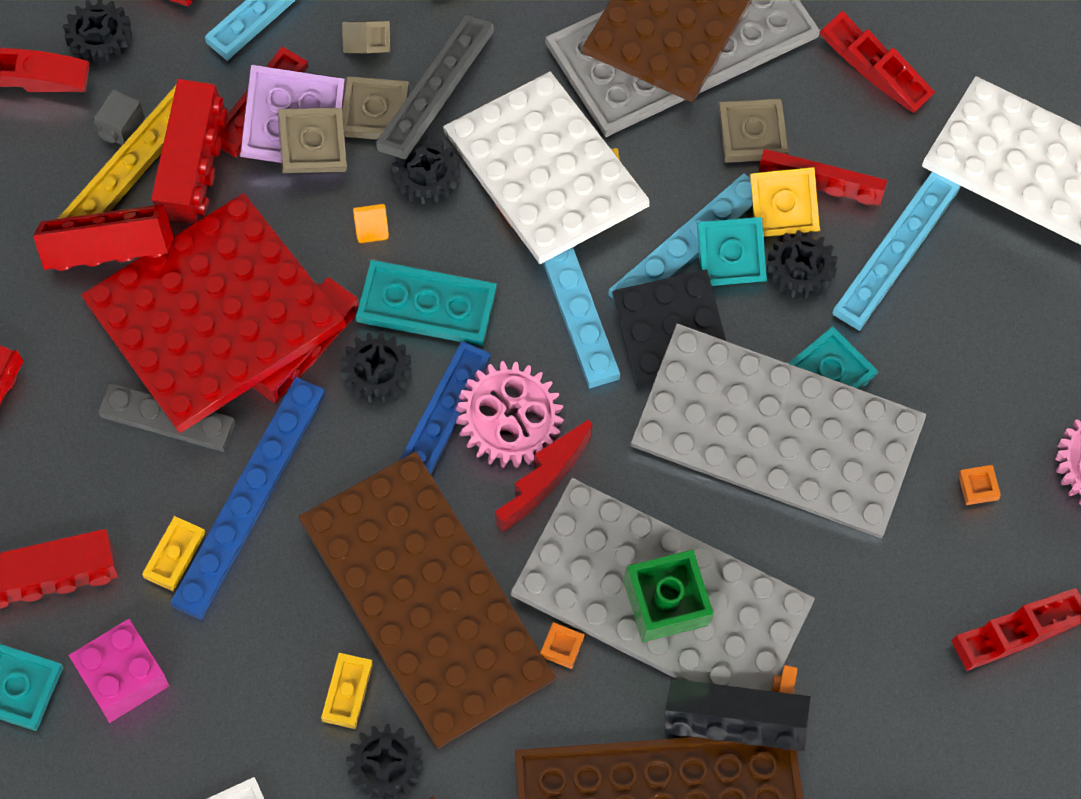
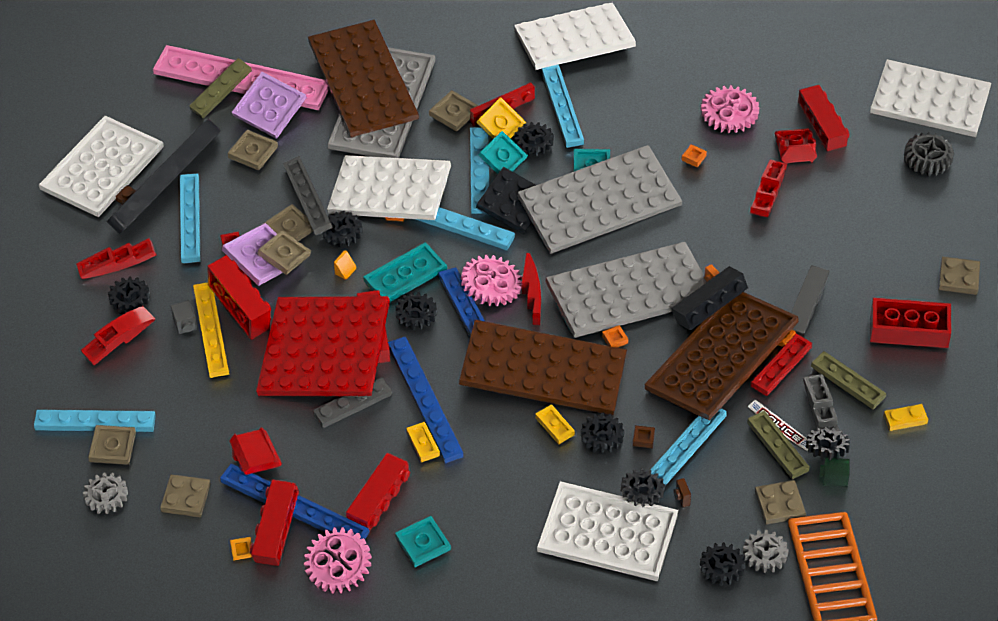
camera: 45 degrees left, 15 degrees down
(104, 237) = (243, 357): red brick -> none
(119, 670) = (457, 496): dark pink brick -> none
(366, 36) = (250, 204): dark tan panel -> none
(667, 596) = (637, 277): green brick -> none
(877, 64) = (476, 50): red slope -> none

